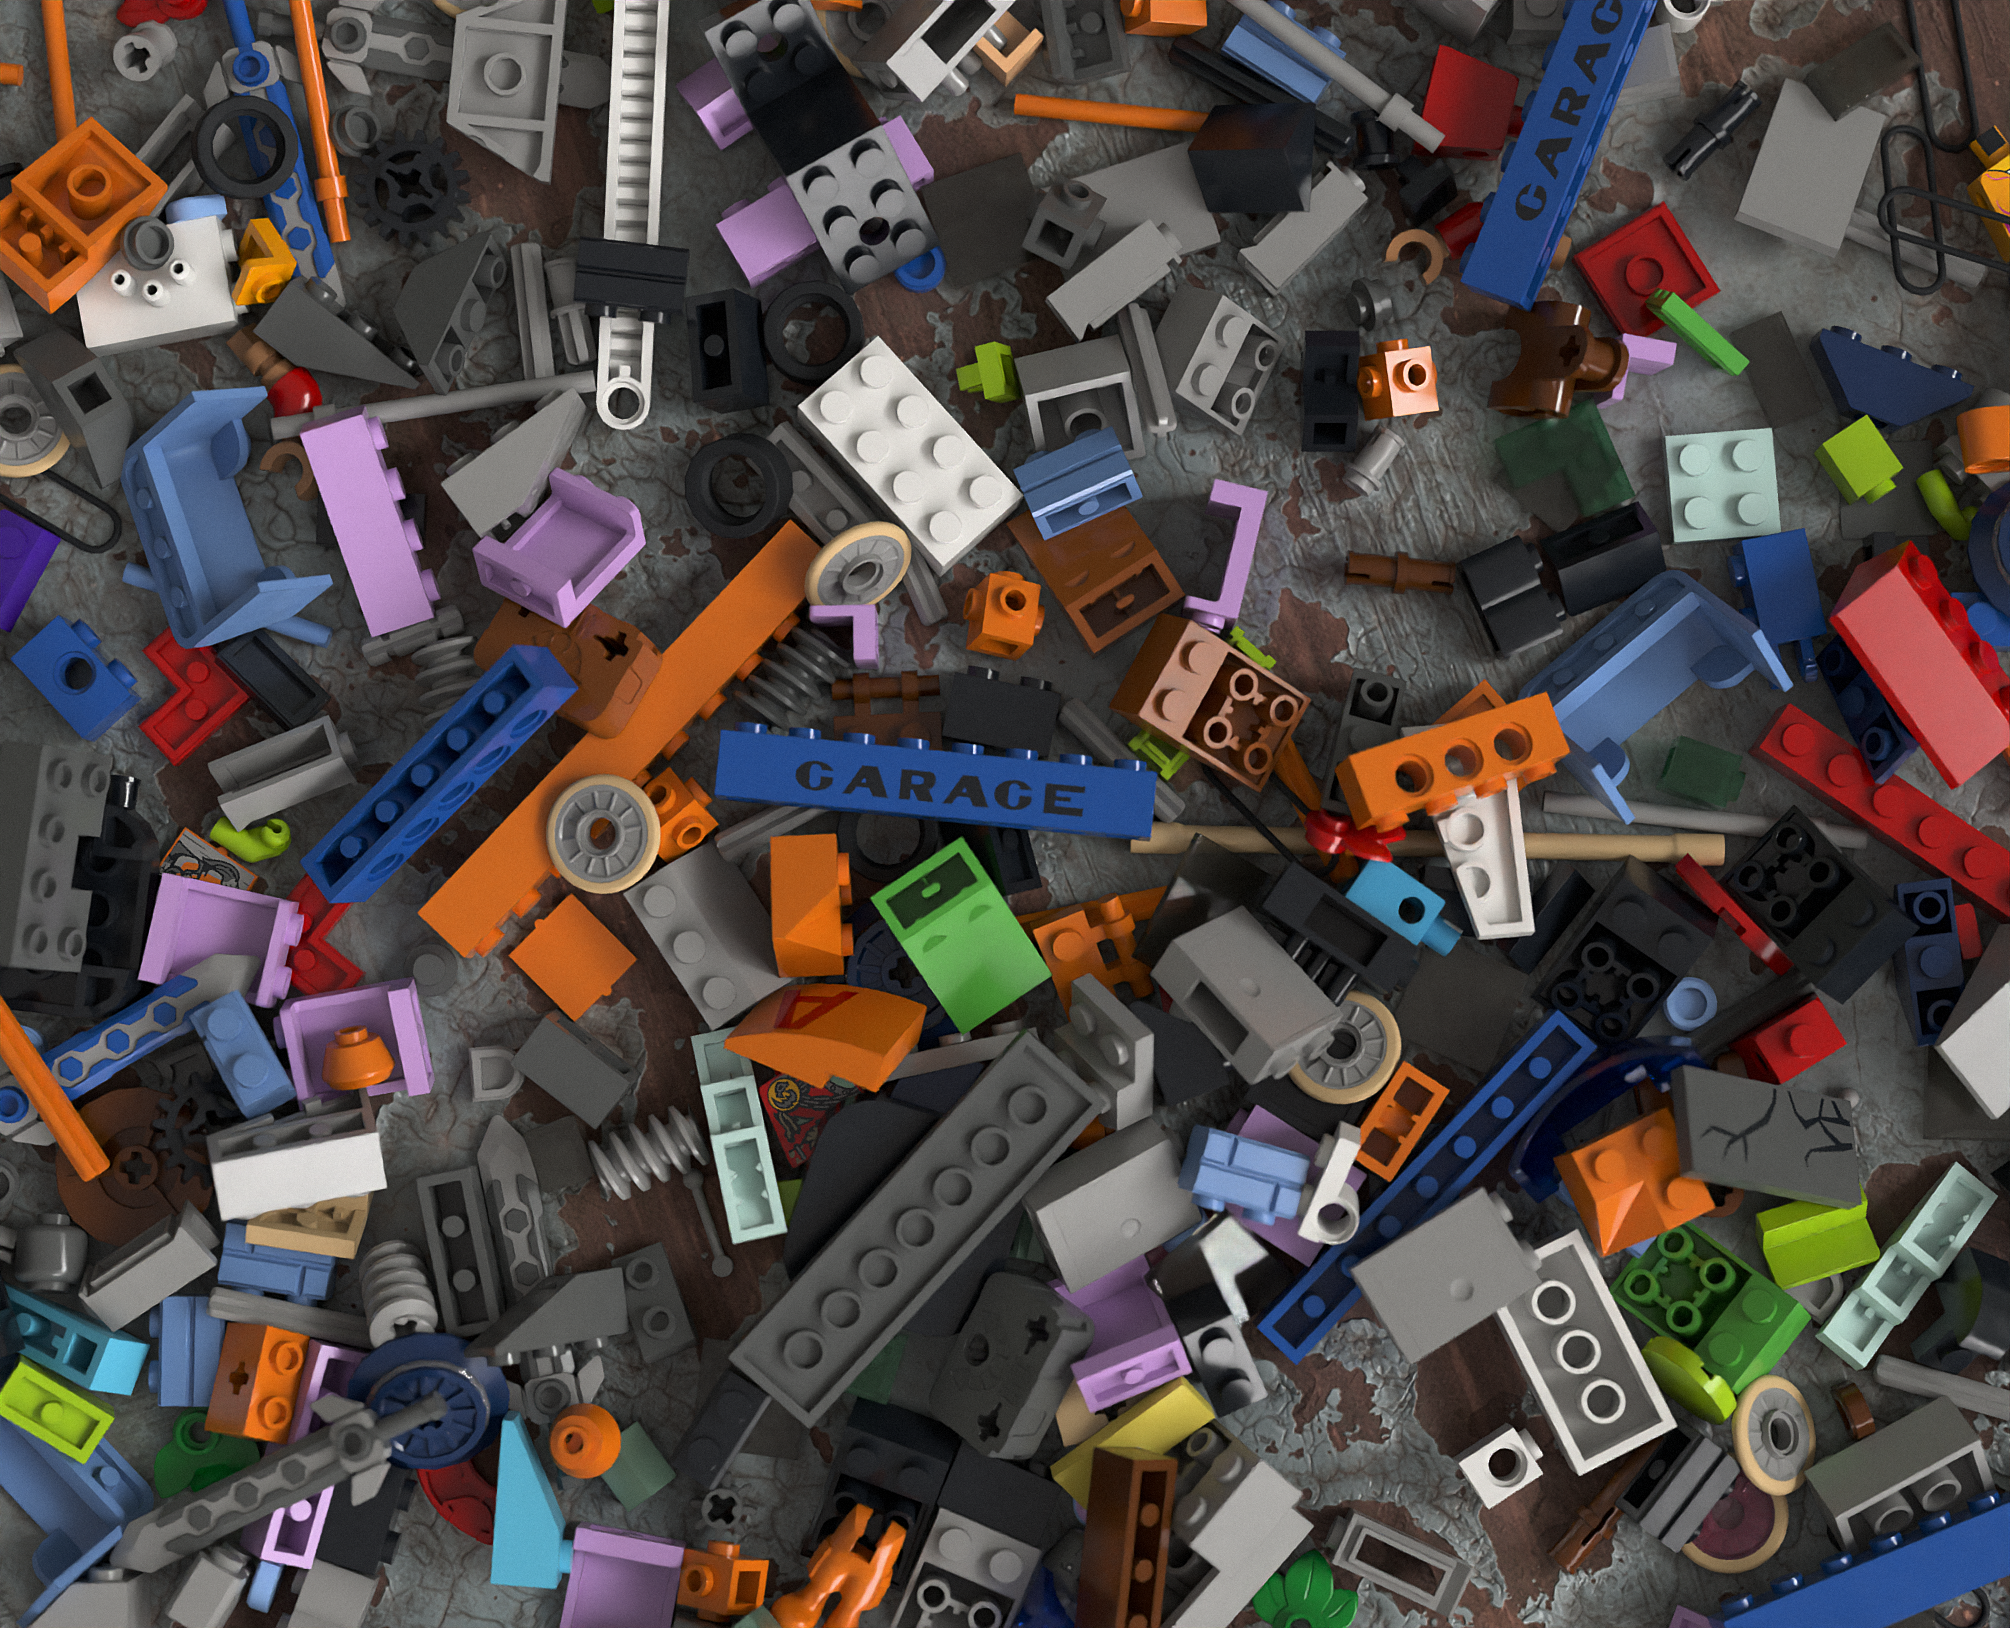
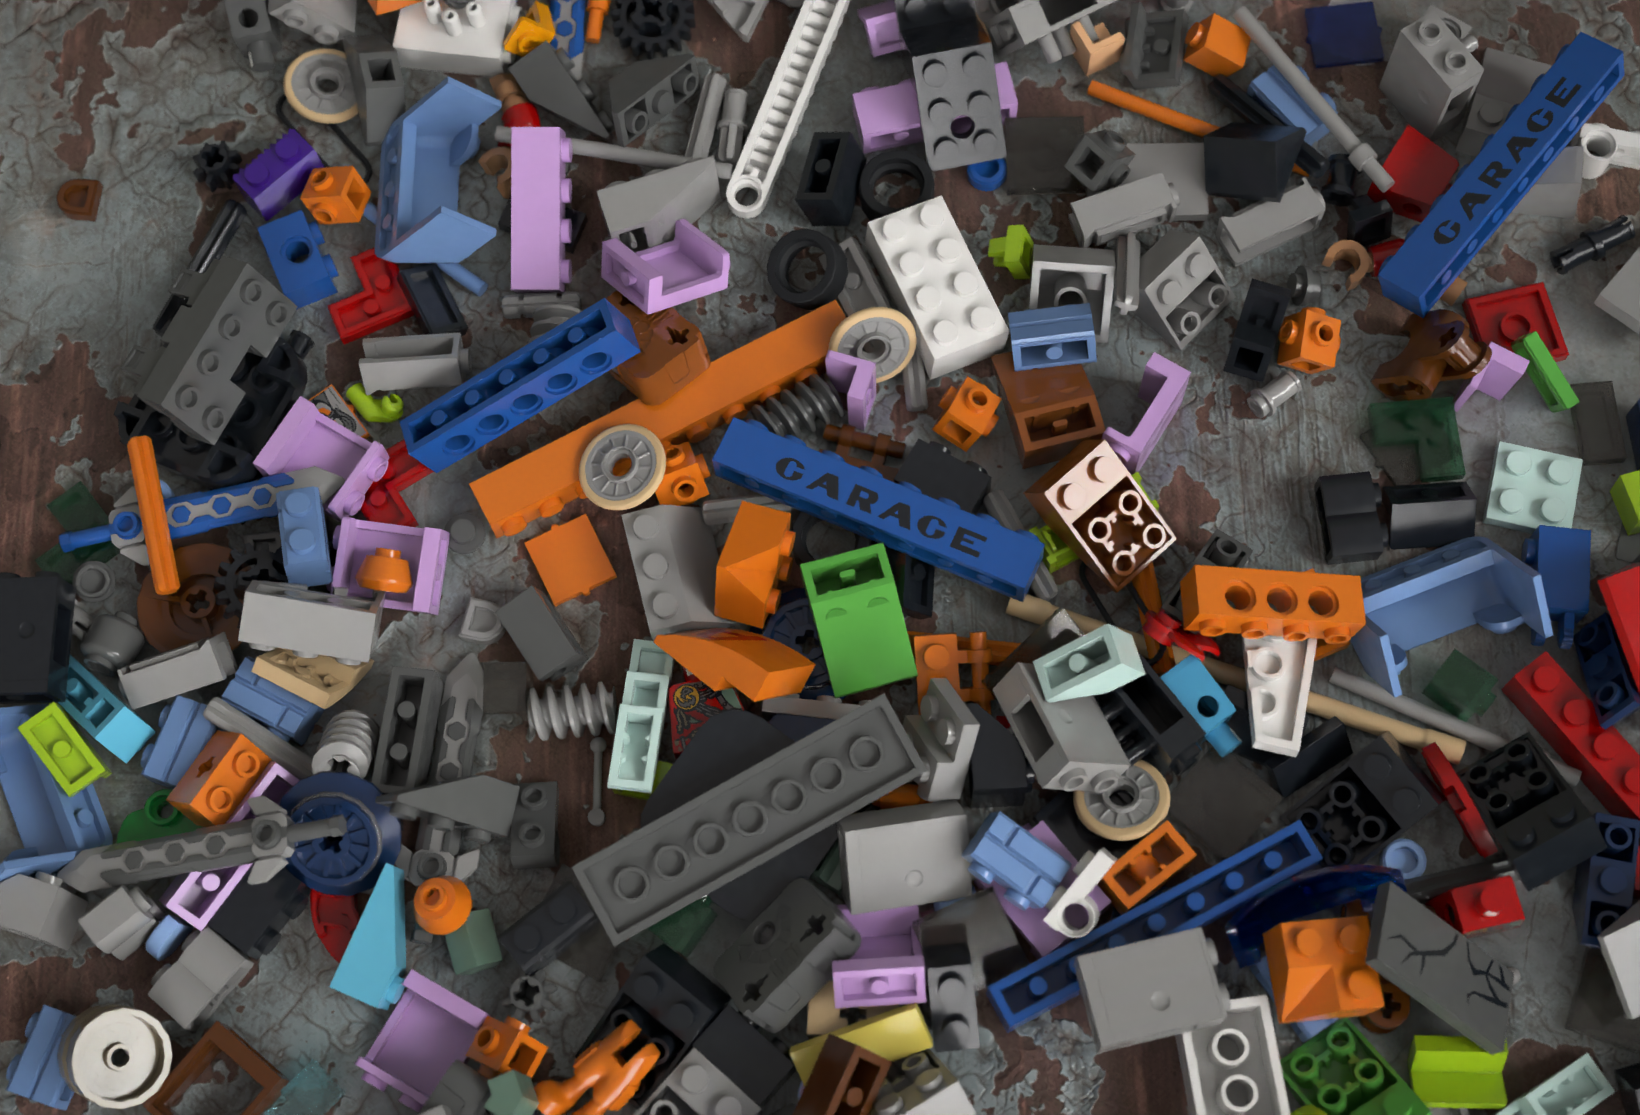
camera: 25 degrees right, 15 degrees down
(92, 577) = (335, 195): none -> orange brick
(631, 278) = (780, 105): black brick -> none
(1260, 919) = (1089, 665): none -> light aqua slope
(1399, 572) = (1270, 476): reddish brown pin -> none

